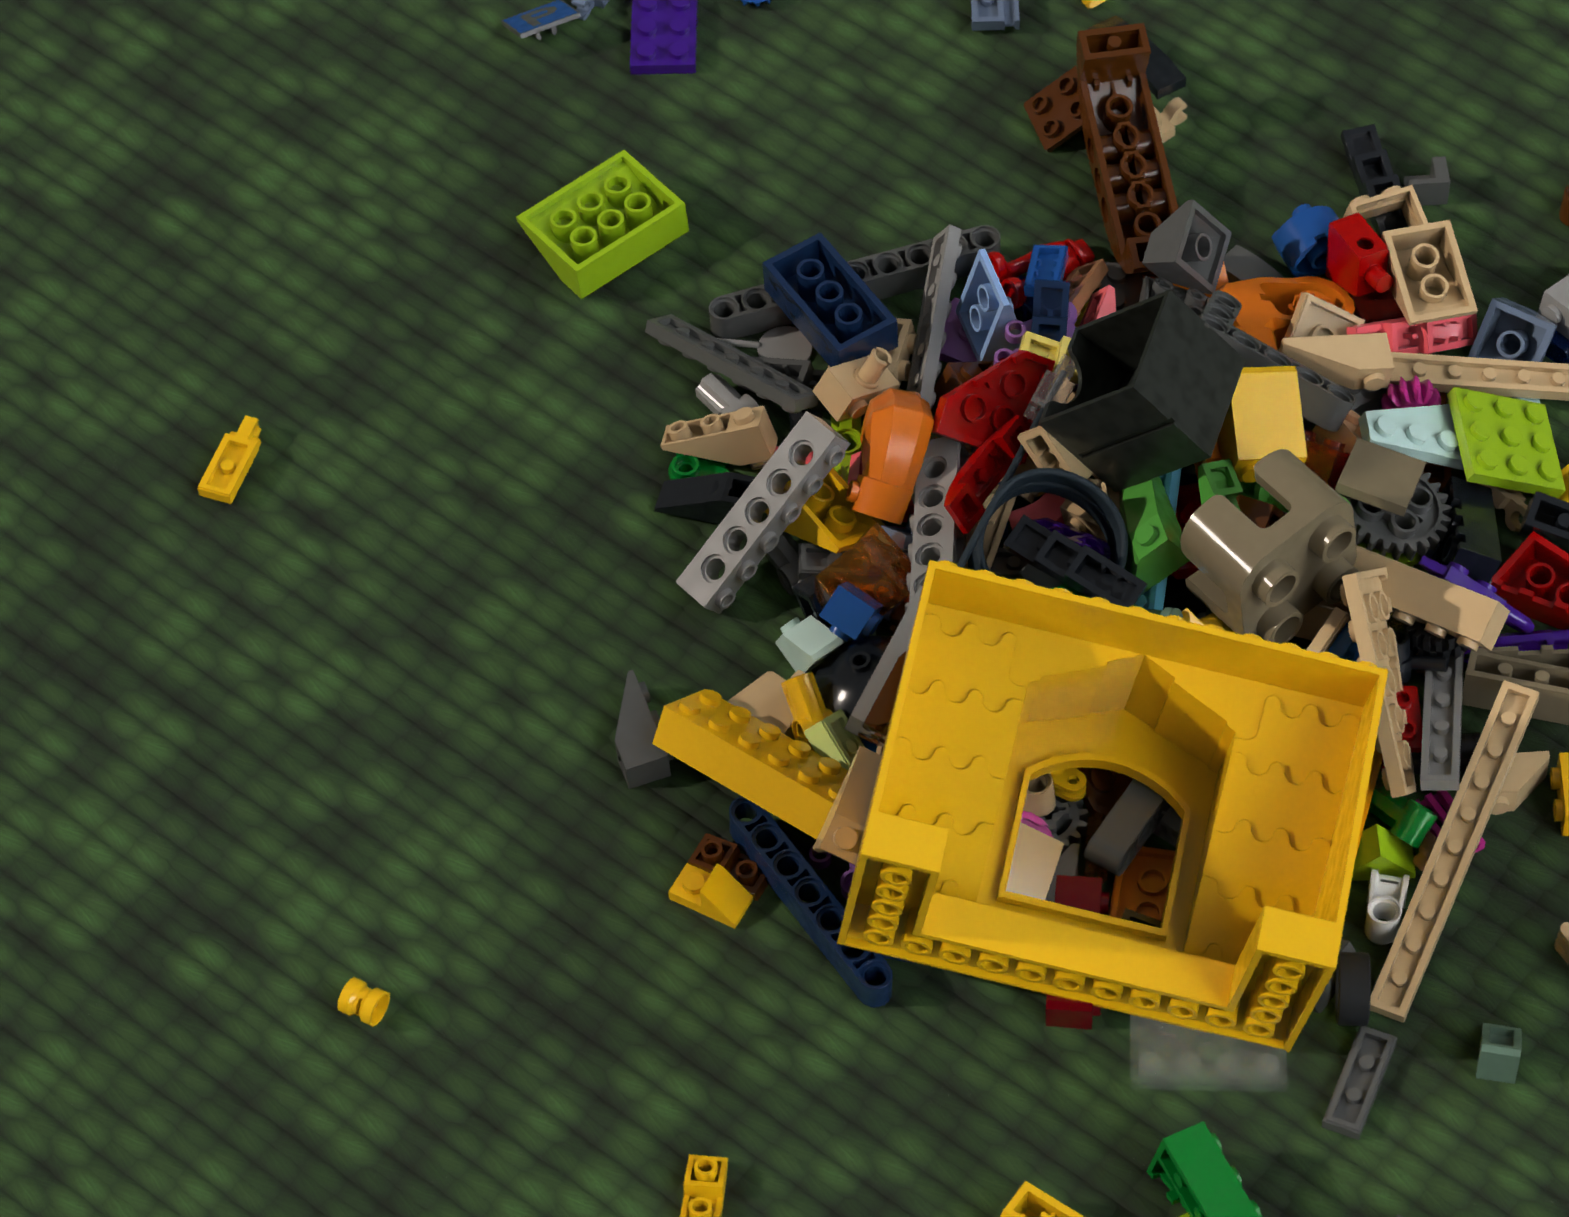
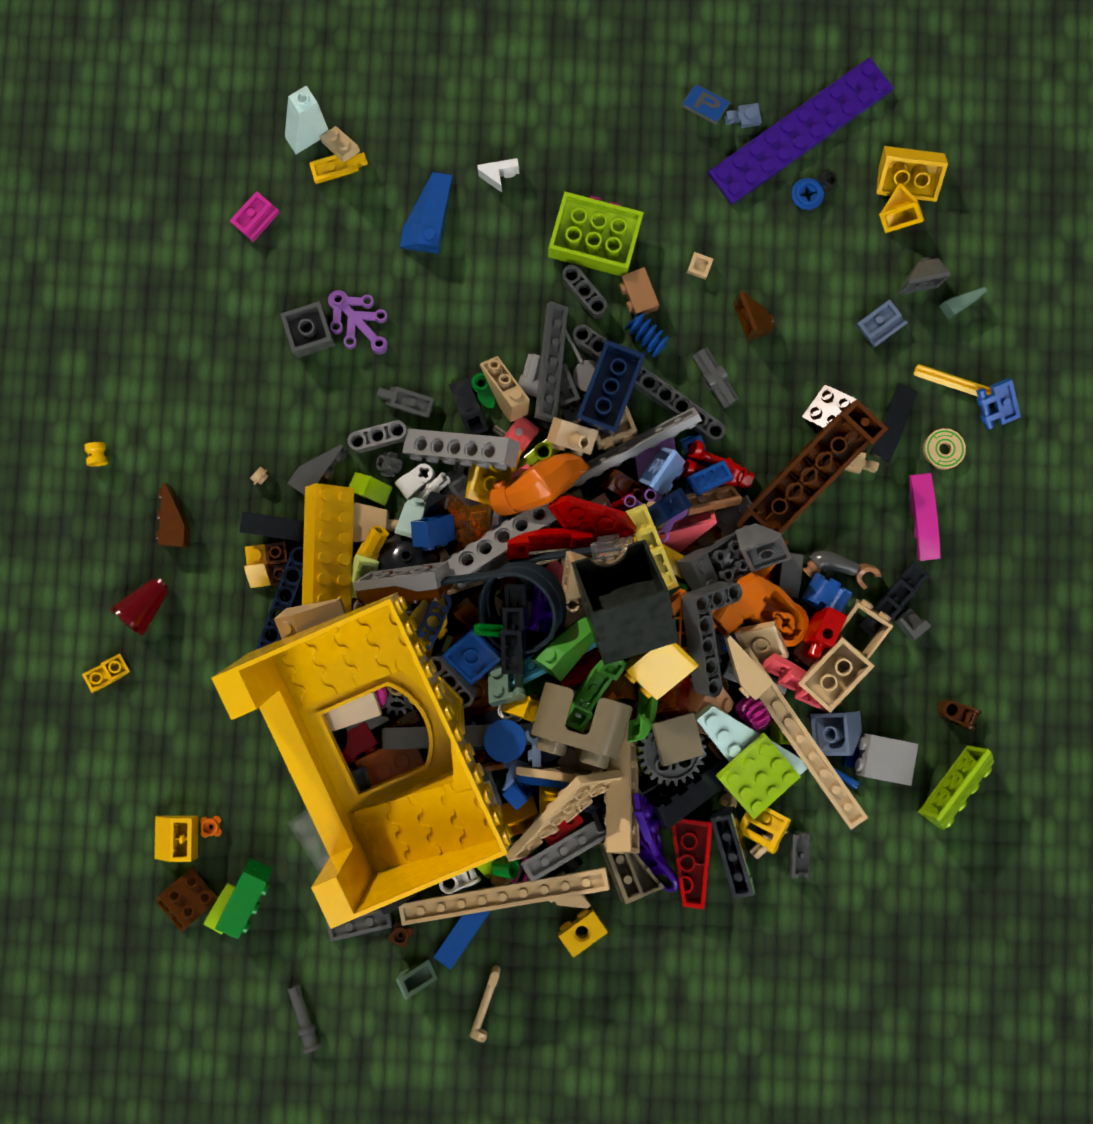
camera: 50 degrees right, 30 degrees up
(145, 440) = (303, 120): none -> light aqua slope
(207, 436) = (339, 144): none -> tan plate
(207, 598) = (254, 216): none -> dark pink plate
(404, 400) = (427, 220): none -> blue wedge
(417, 286) = (493, 171): none -> white slope
(426, 568) = (356, 318): none -> medium lavender plant
(429, 619) = (308, 329): none -> dark grey brick
(554, 959) = (173, 525): none -> reddish brown slope
(581, 811) = (259, 476): none -> tan plate
(633, 569) = (407, 401): none -> dark grey hinge
(646, 1078) = (141, 606): none -> dark red cone
(654, 615) = (368, 434): none -> light grey beam
(667, 282) = (582, 282): none -> dark grey beam
(679, 825) = (272, 527): none -> black slope
(705, 637) = (389, 464): none -> dark grey gear
(719, 675) = (370, 488): none -> lime slope
(724, 224) = (638, 292): none -> medium nougat brick
(746, 142) = (700, 265): none -> tan plate
(756, 619) = (413, 483): none -> white piece
(774, 243) = (648, 334): none -> blue piece
(786, 601) = (435, 486): none -> white axle
(864, 122) = (753, 317): none -> reddish brown slope
(912, 207) = (715, 378): none -> dark grey piece
(1058, 1182) = (206, 831): none -> orange plate
(1221, 15) = (955, 444): none -> tan tile
(1274, 213) = (829, 561): none -> dark grey piece
(1287, 88) = (925, 516): none -> dark pink slope
(1421, 1025) = (394, 937): none -> reddish brown plate
(1477, 958) = (460, 937): none -> blue tile

